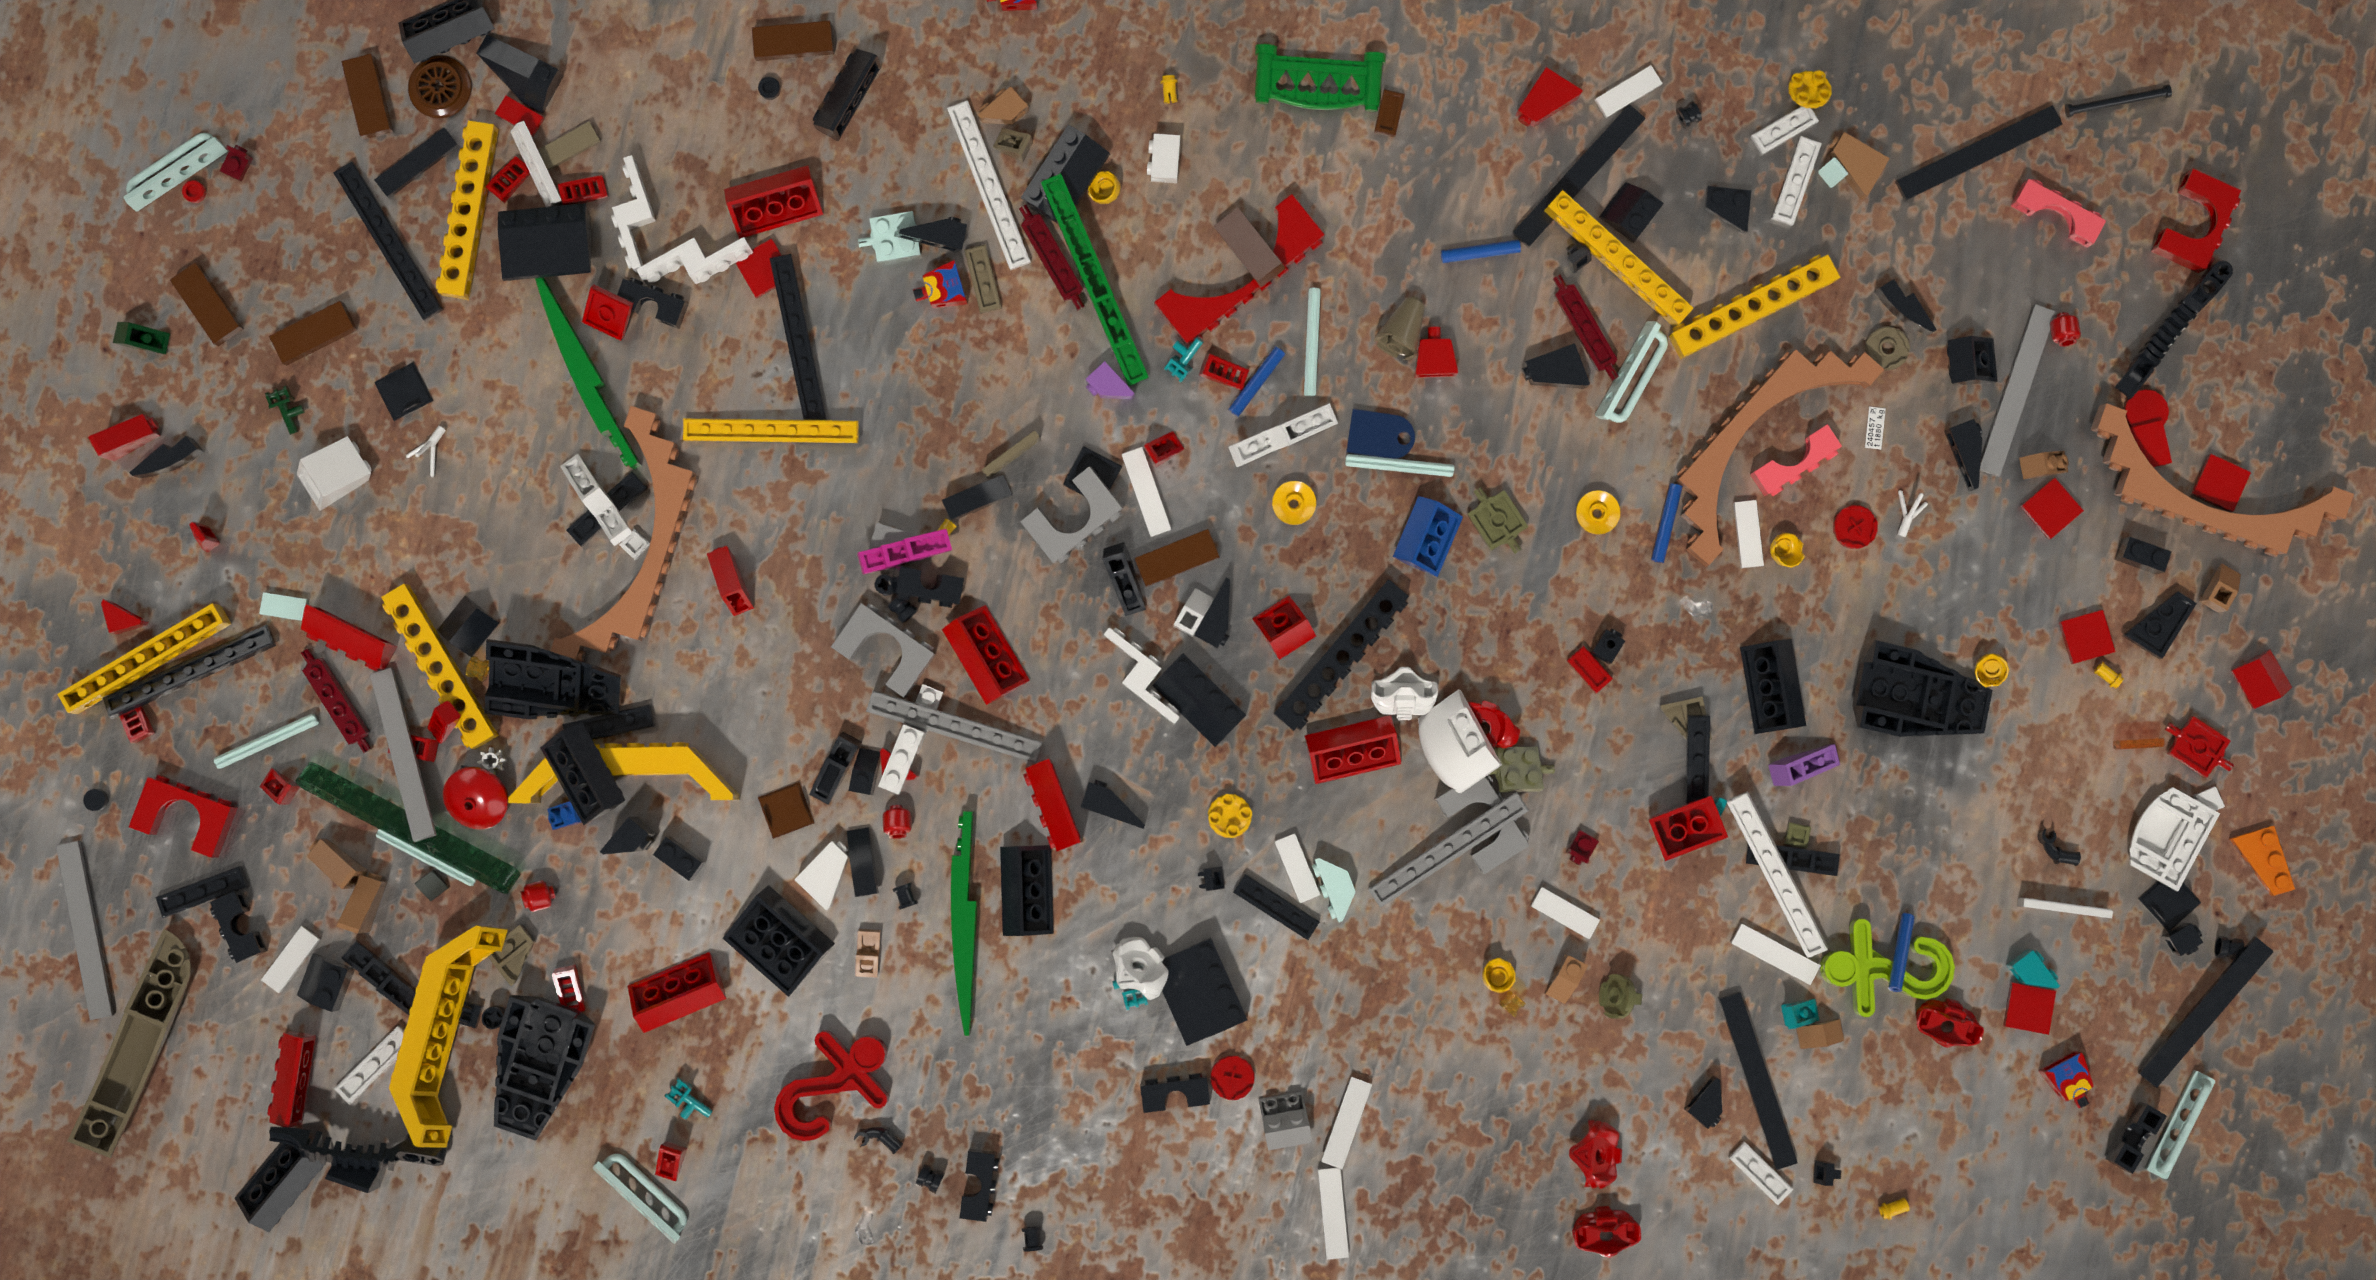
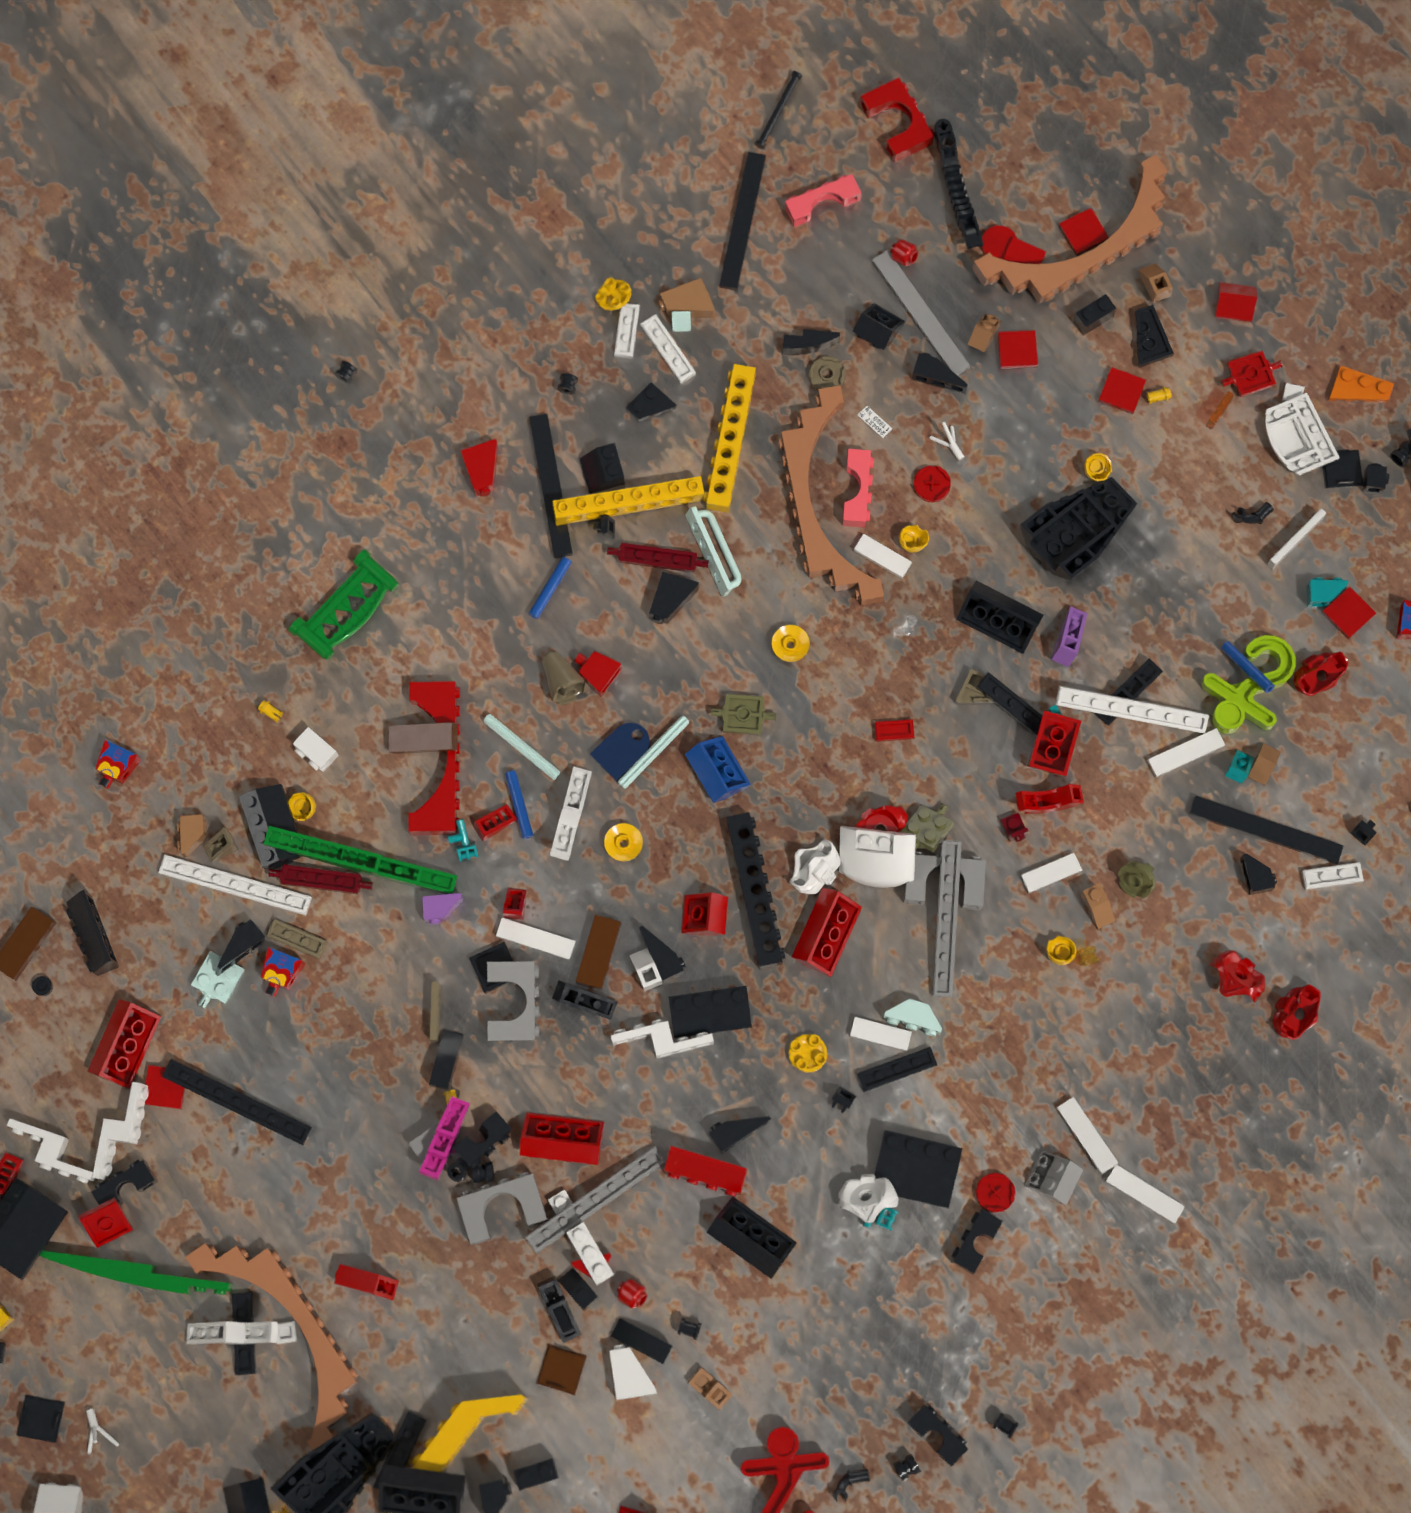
camera: 50 degrees left, 10 degrees down
(771, 430) = (283, 1170): yellow tile -> none
(778, 940) = (651, 1447): black slope -> none
(963, 920) = (739, 1299): green slope -> none
(1389, 113) = (407, 577): reddish brown tile -> none
(1608, 646) = (887, 705): black brick -> none
(1628, 91) = (520, 411): white tile -> none
(1632, 861) = (1050, 800): none -> red arch
(1666, 523) = (833, 604): blue piece -> none
(1797, 835) = (1114, 677): olive tile -> none

